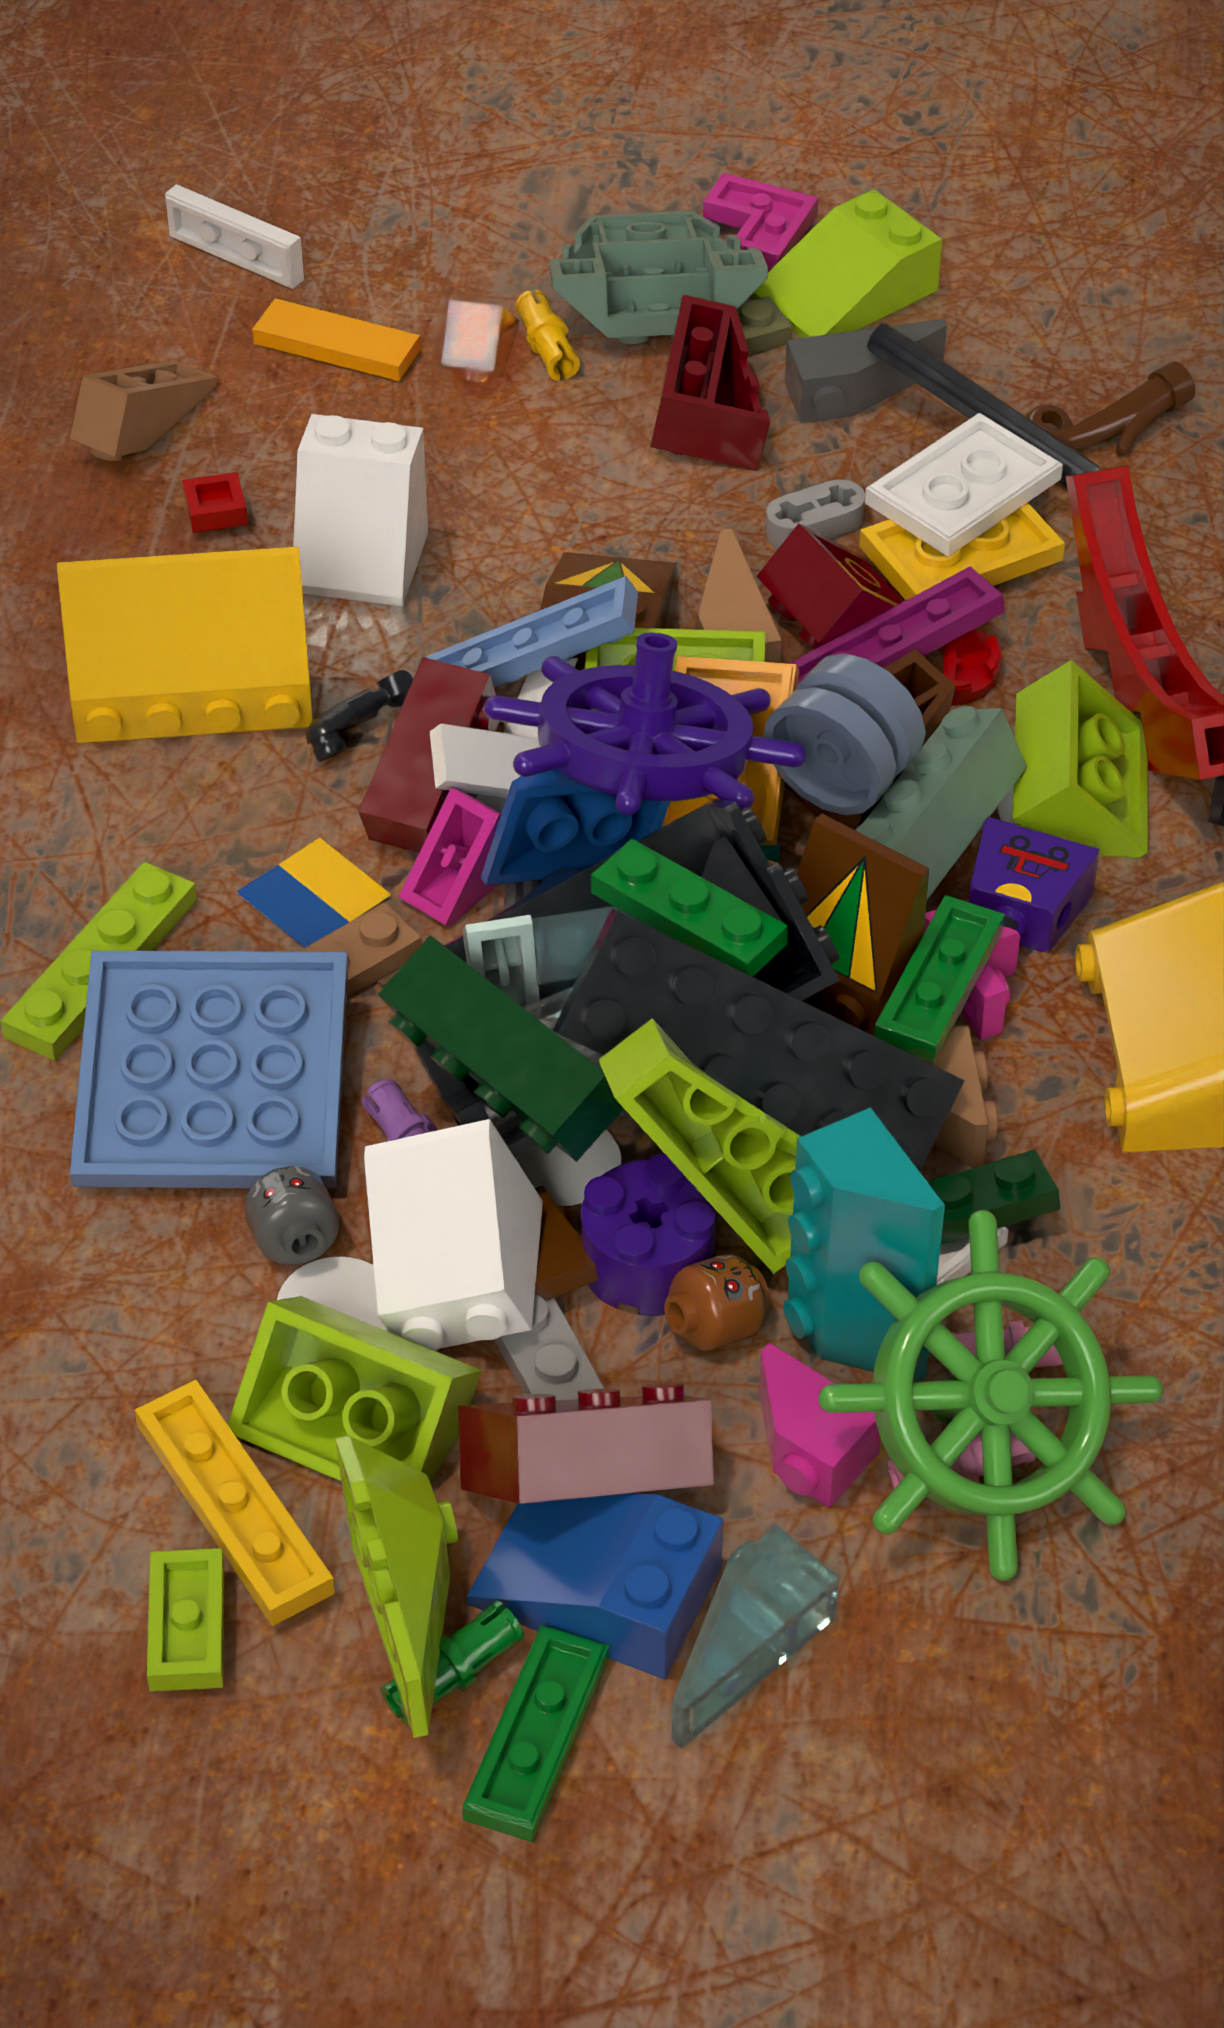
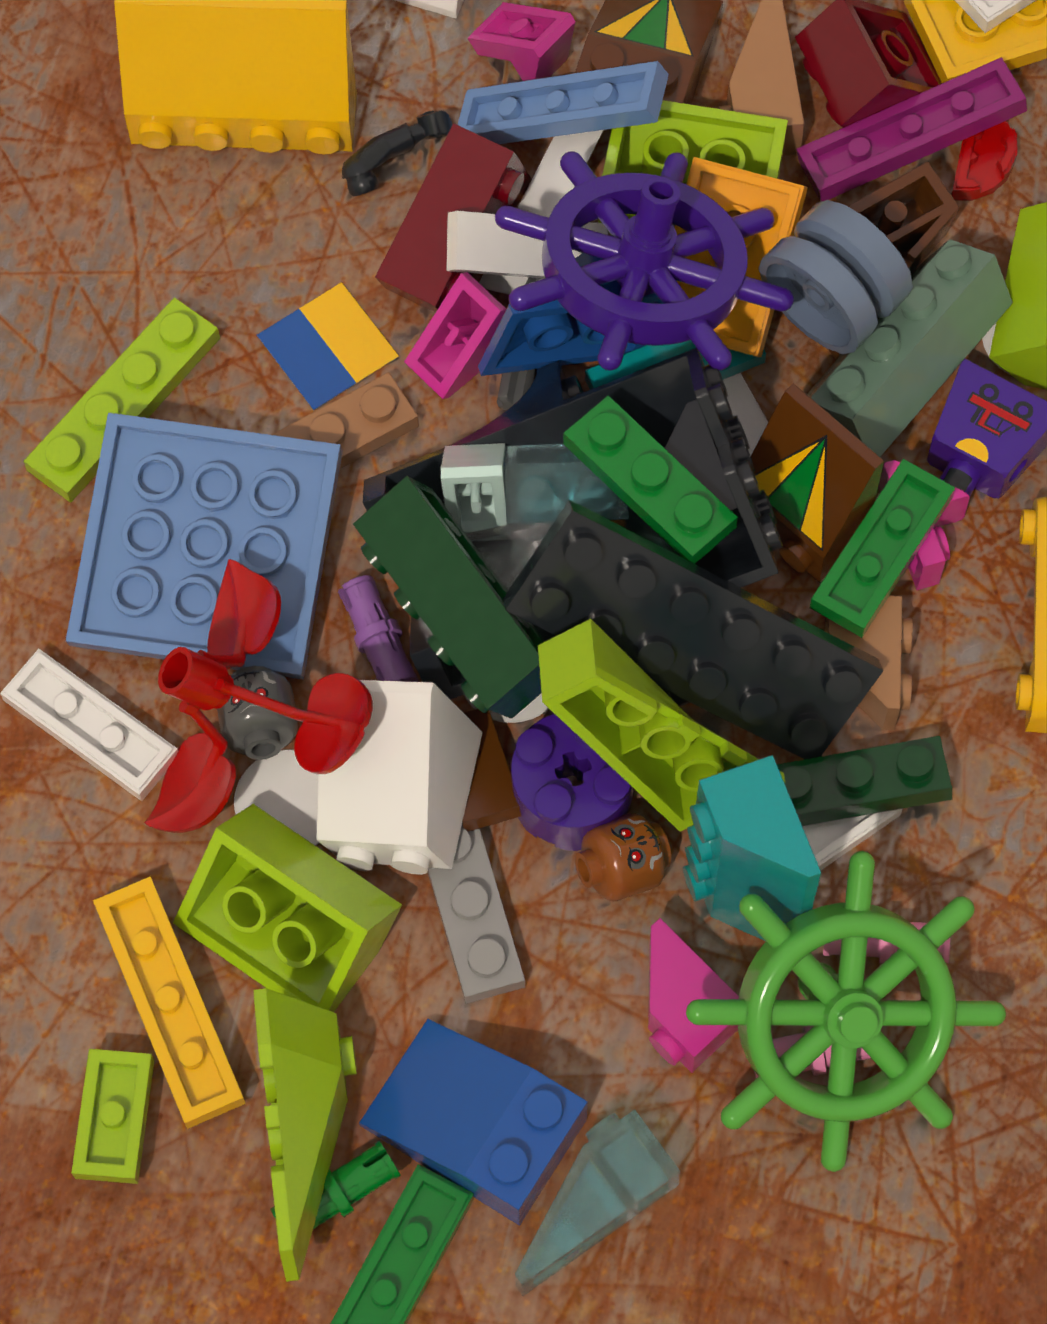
camera: 10 degrees right, 20 degrees up
(106, 1256) = (89, 724): none -> white tile
(239, 1152) = (243, 624): none -> red plant
(480, 601) = (528, 36): none -> dark pink slope
(586, 1444) = (478, 1006): wedge -> none

